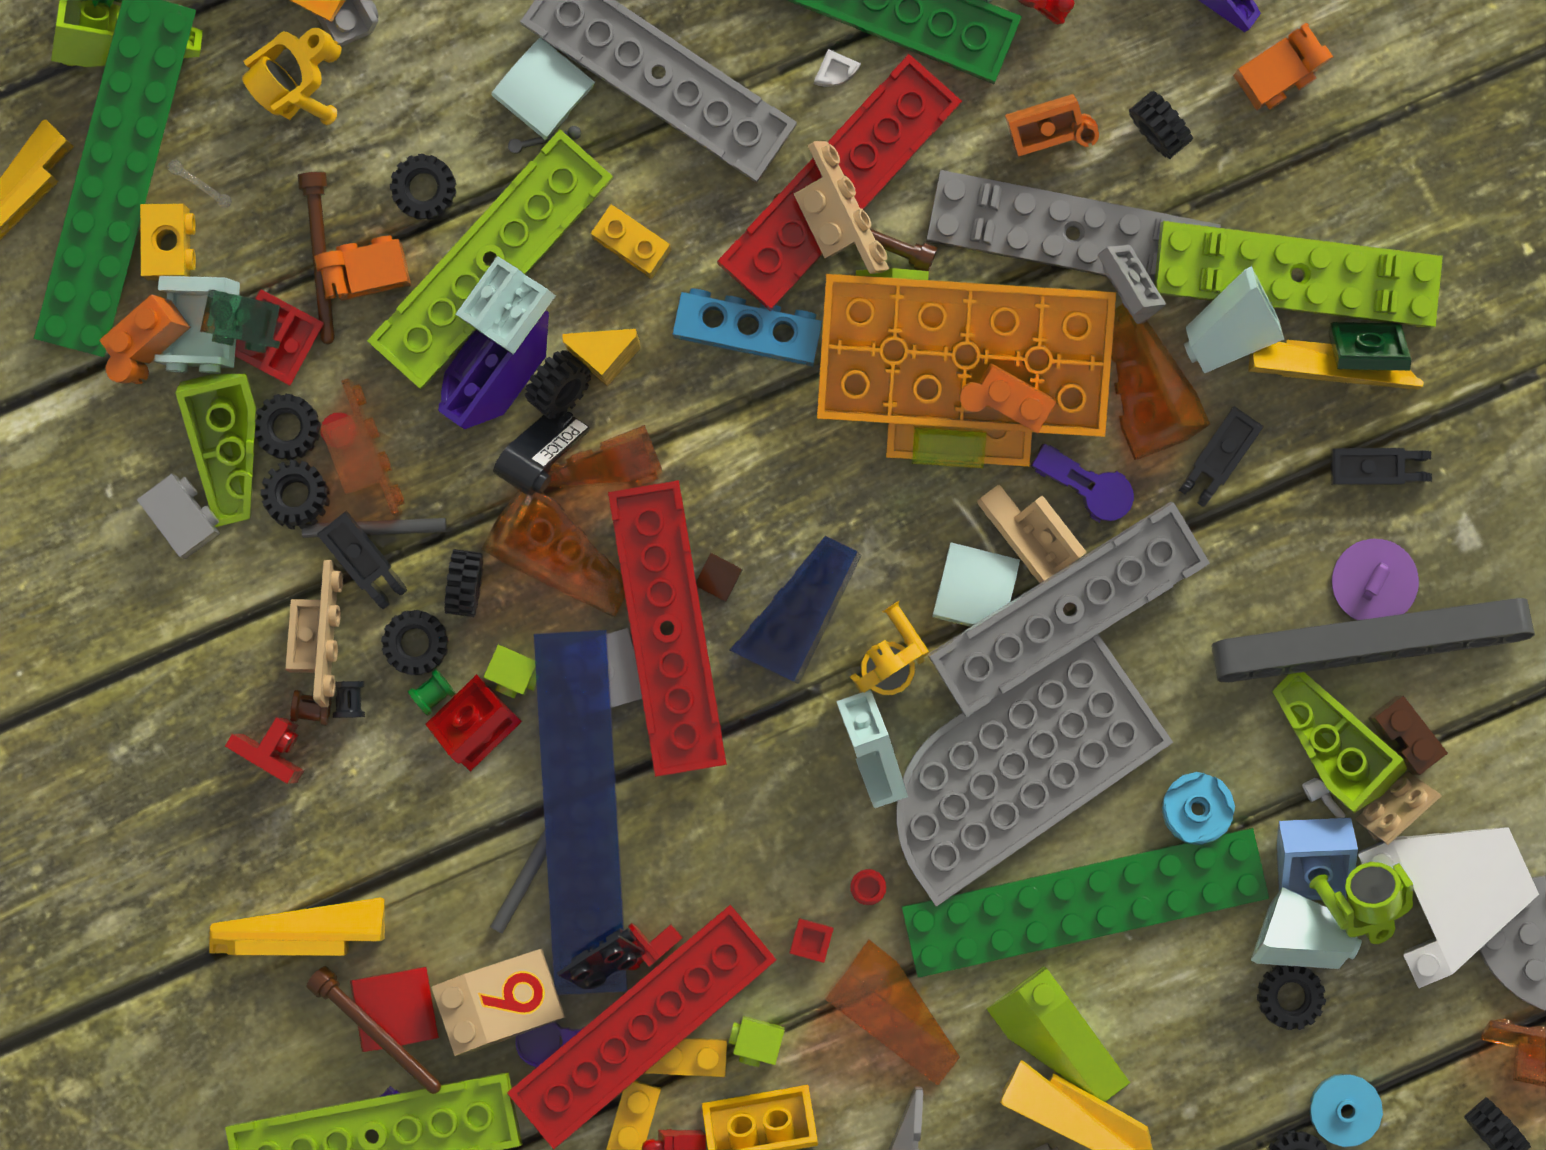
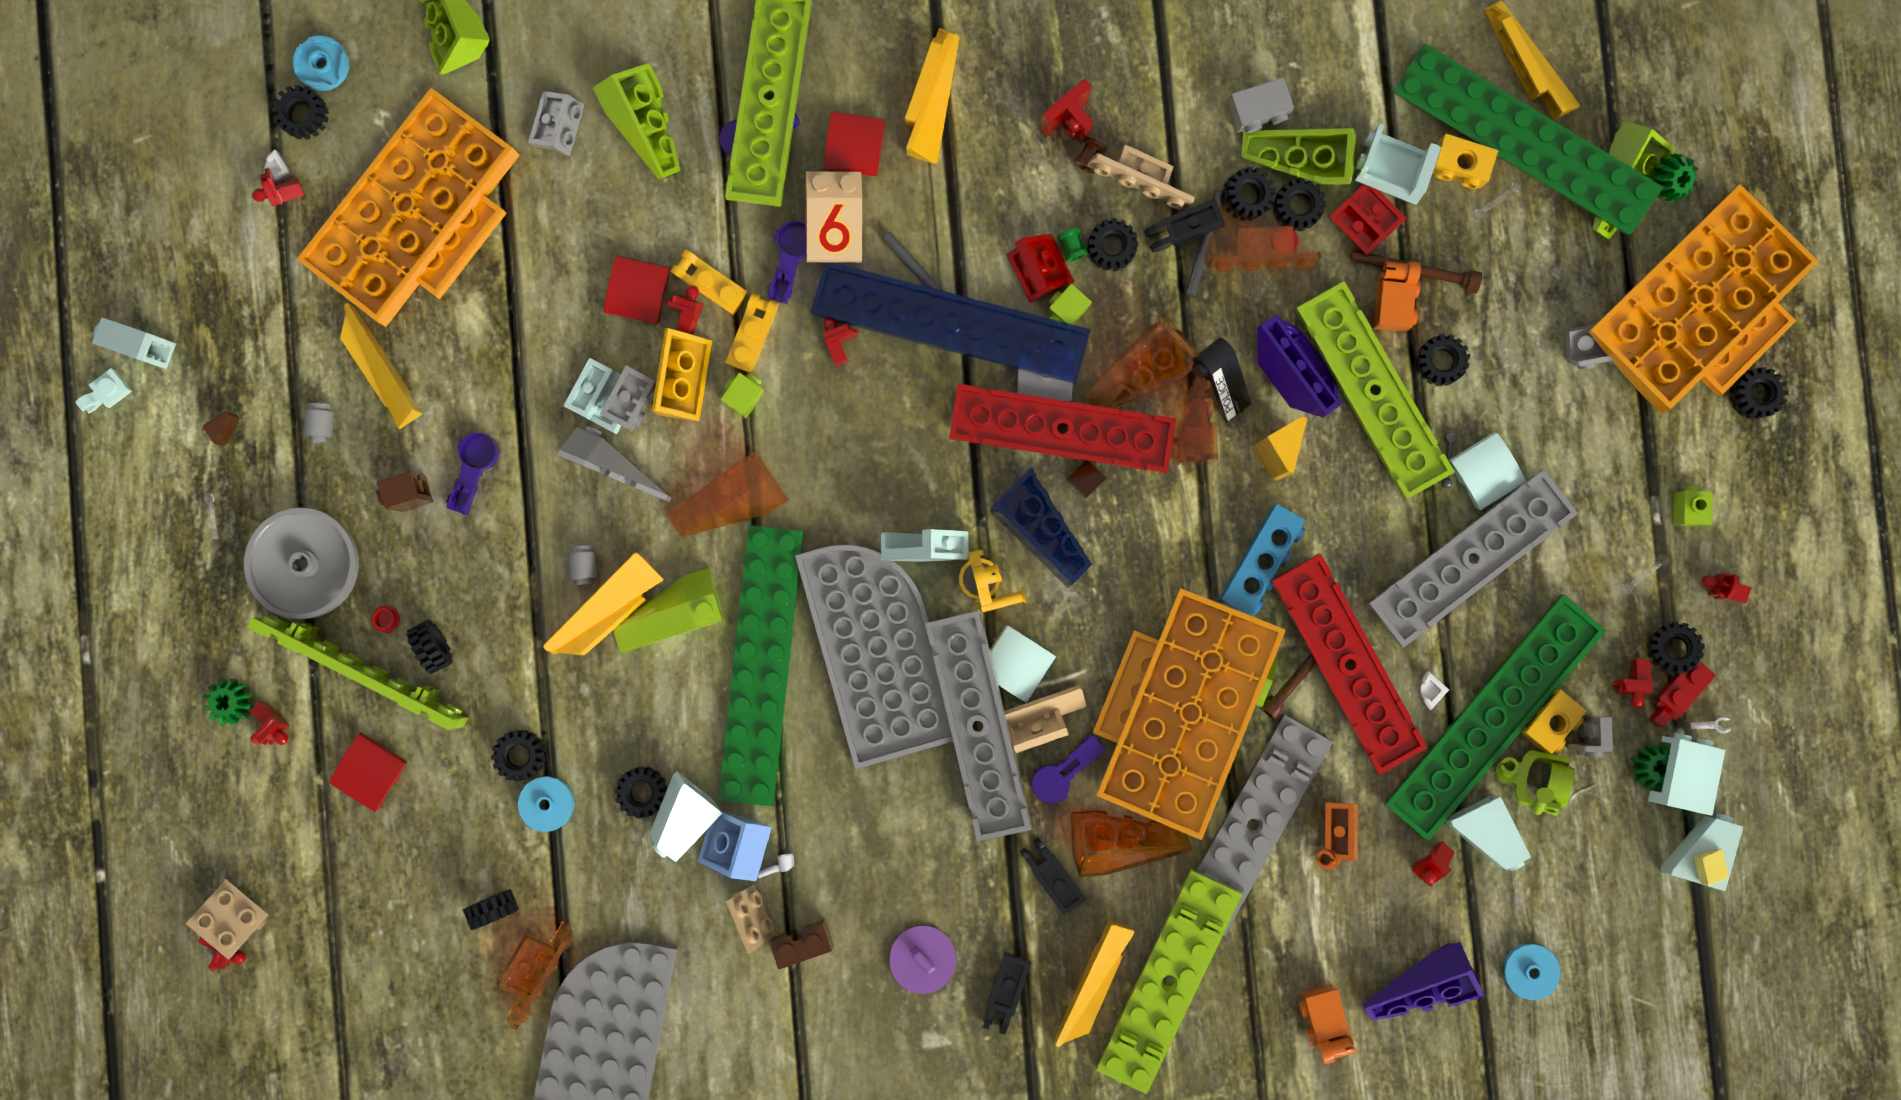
camera: 105 degrees right, 0 degrees up
(140, 336) = (1403, 121): orange hinge -> none
(240, 319) = (1390, 194): clear green bracket -> none
(276, 88) = (1550, 276): yellow piece -> none
(325, 985) = (888, 100): reddish brown piece -> none
(342, 709) = (1084, 188): black bush -> none
(463, 583) = (1144, 292): black tyre -> none
(505, 305) = (1338, 388): light aqua slope -> none
(558, 384) = (1267, 407): black tyre -> none
(593, 966) = (837, 298): black hinge -> none
(631, 241) = (1354, 497): yellow brick -> none
(641, 1027) = (780, 312): red plate -> none
(811, 940) = (801, 457): red plate -> none
(835, 214) = (1327, 652): tan bracket -> none
(868, 887) = (826, 511): red plate -> none
(949, 448) = (1125, 678): clear neon green tile -> none
(1009, 397) = (1150, 733): orange hinge -> none
(1131, 282) = (1205, 854): light grey bracket -> none
(1160, 124) = (1314, 917): black tyre -> none
(1202, 790) = (803, 785): medium azure plate -> none
(1233, 324) = (1147, 920): light aqua slope -> none
(1343, 750) = (808, 891): lime wedge -> none
(1369, 346) = (1098, 1016): dark green plate -> none
(1372, 640) = (880, 943): dark grey beam -> none
(1374, 896) = (690, 877): lime piece -> none
(1467, 889) = (677, 947): white wedge -> none

